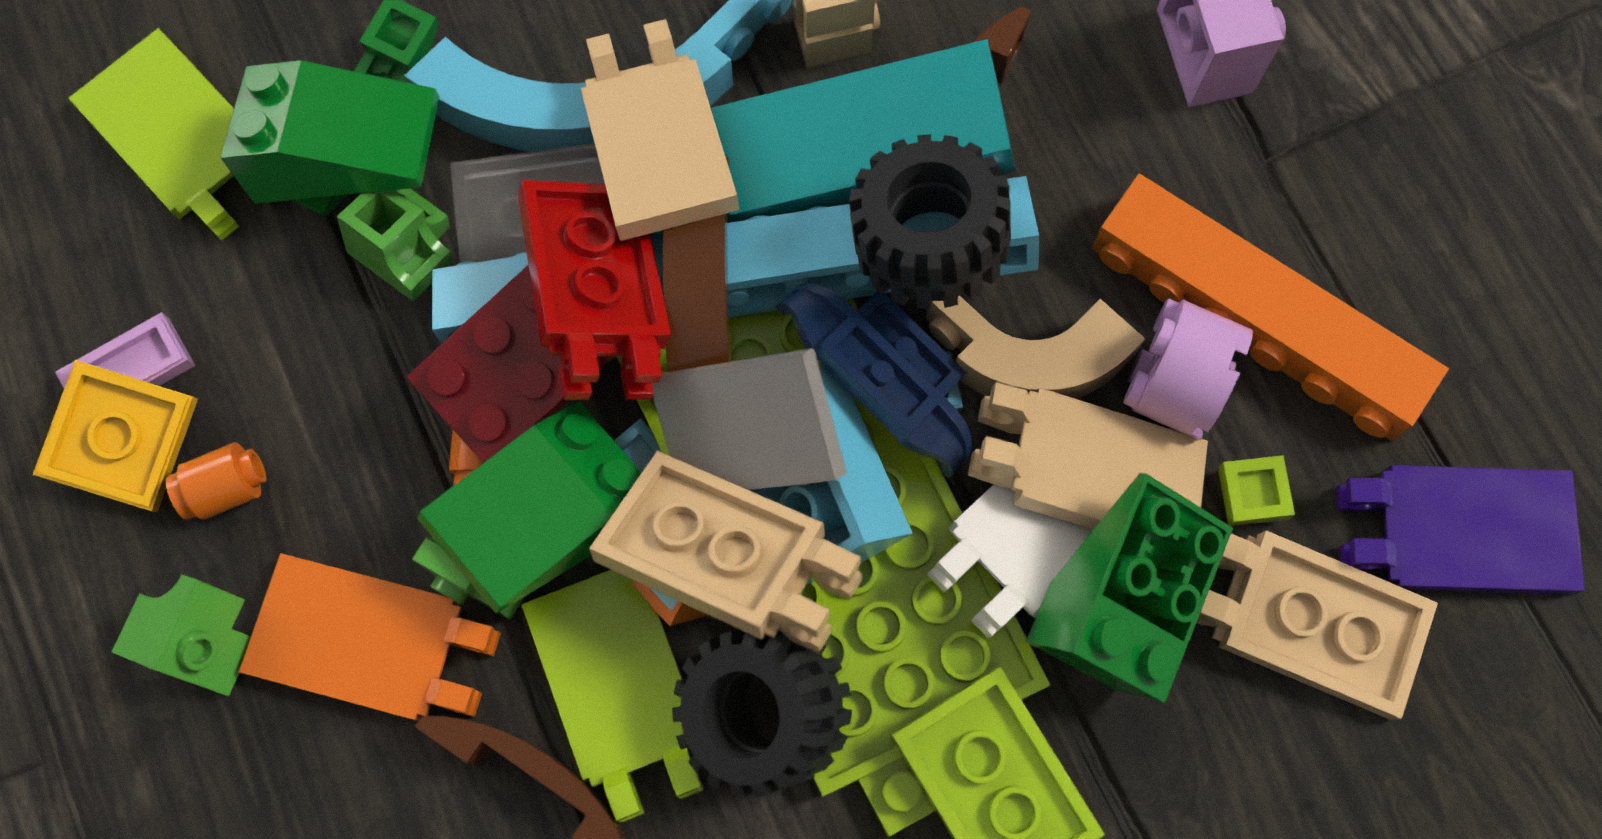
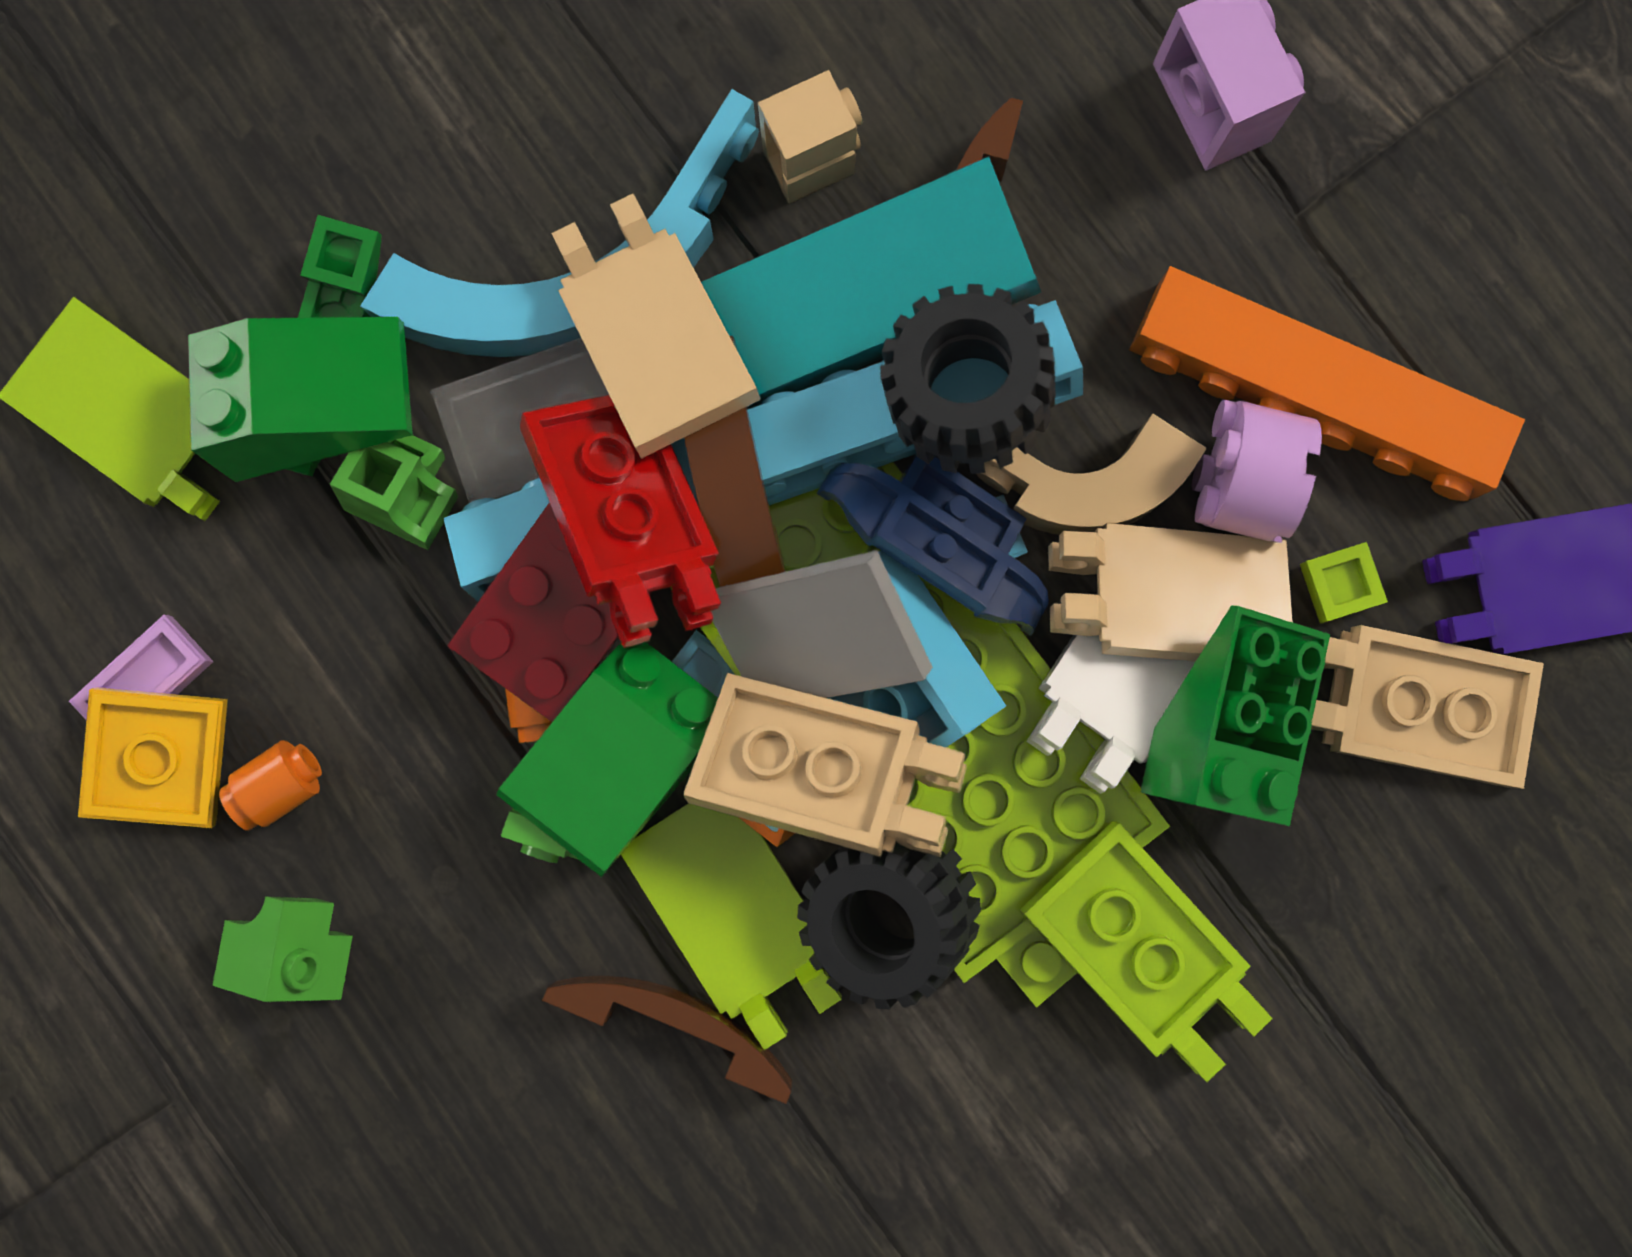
camera: 10 degrees left, 10 degrees up
(362, 640) = (463, 917): orange tile -> none

